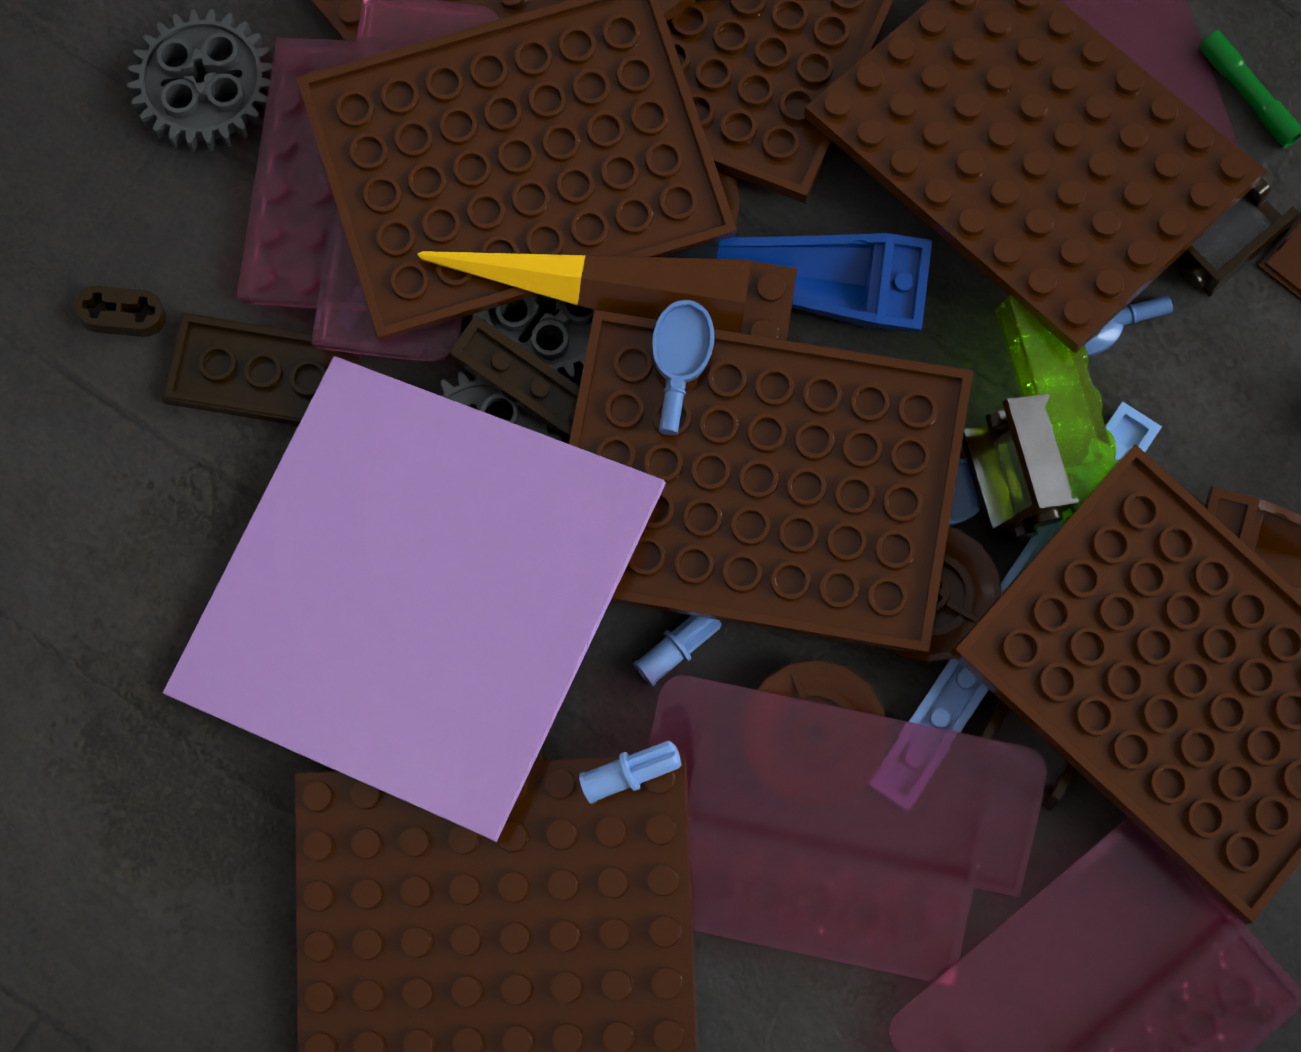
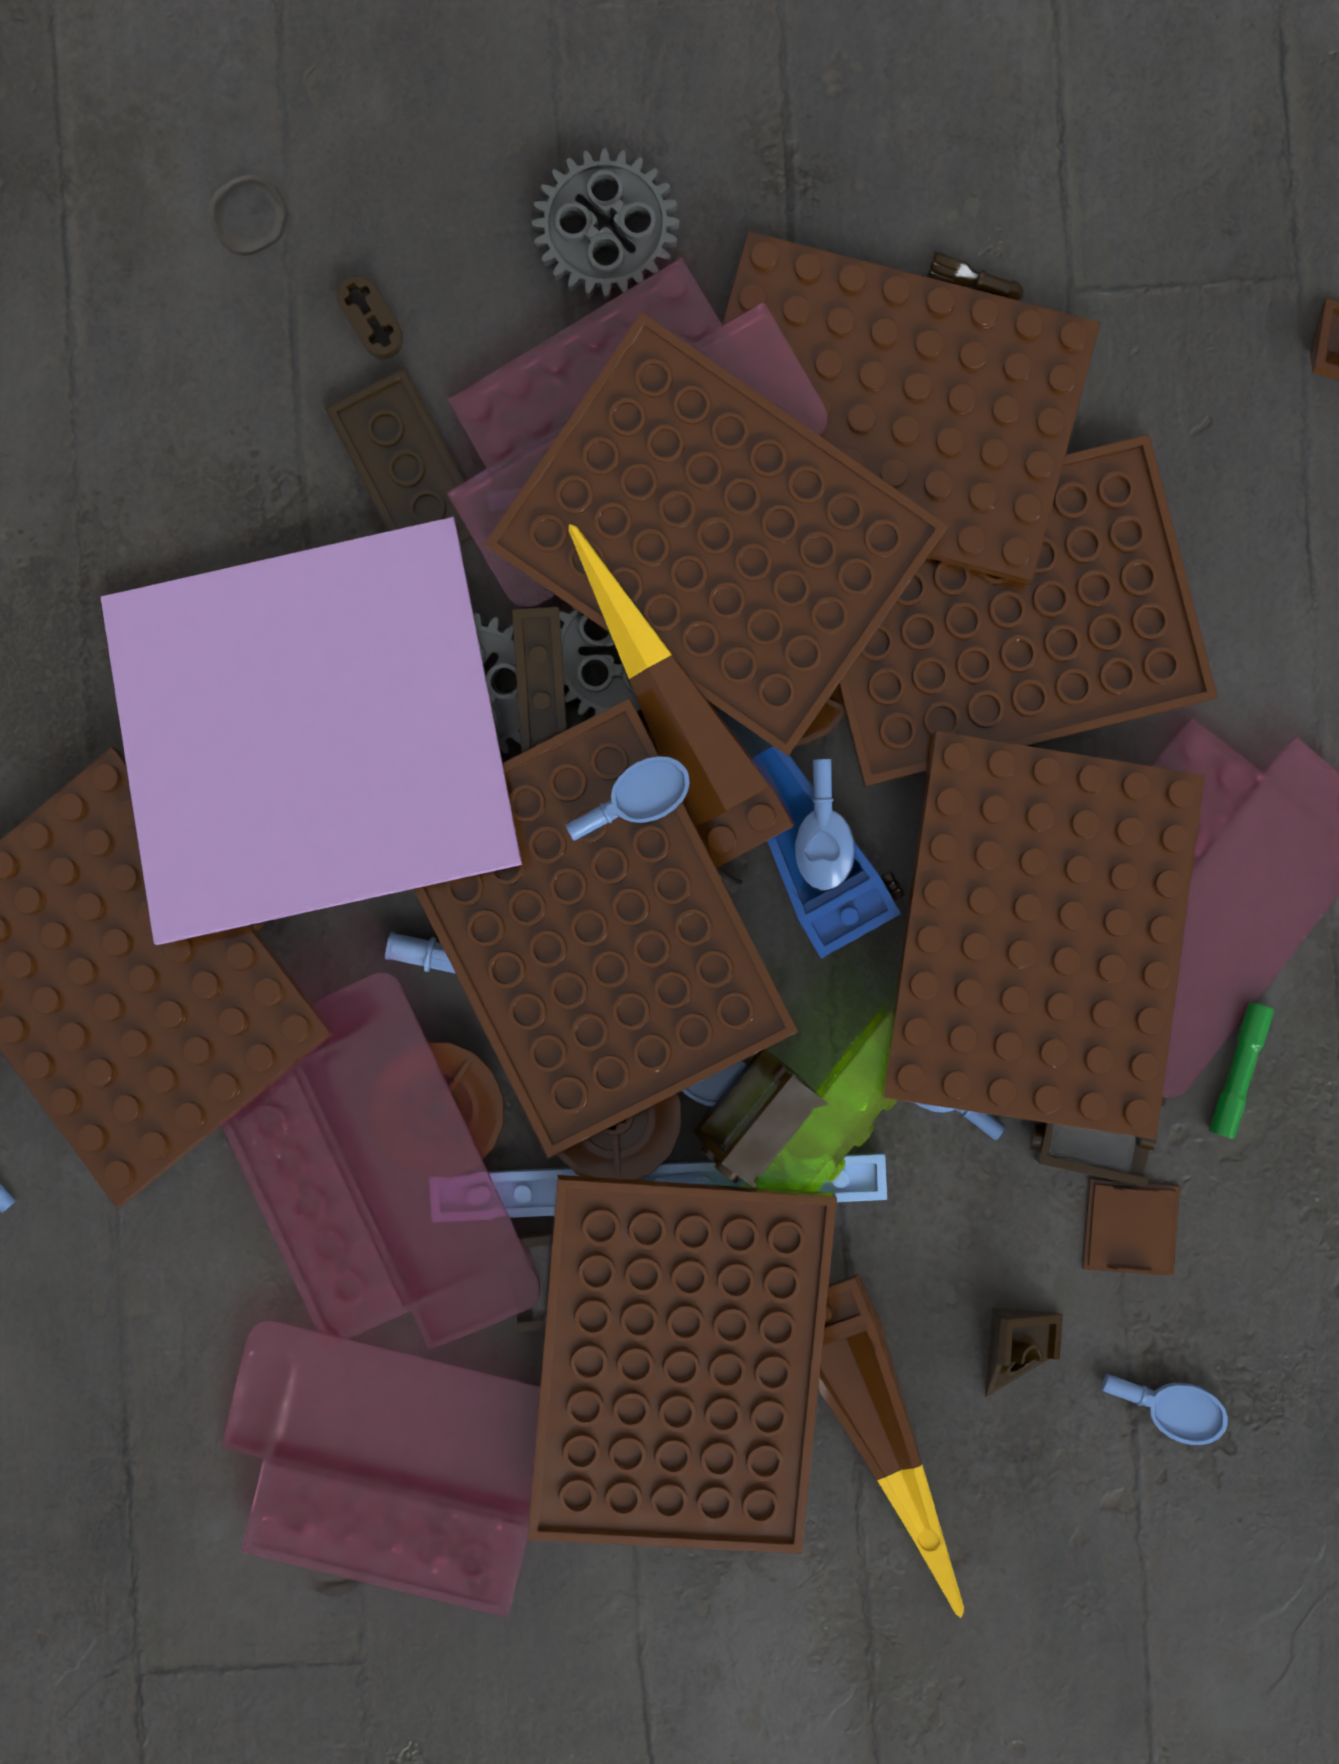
camera: 50 degrees right, 15 degrees up
(629, 771) = (278, 1004): light blue axle -> none
(824, 253) = (824, 838): none -> medium blue piece

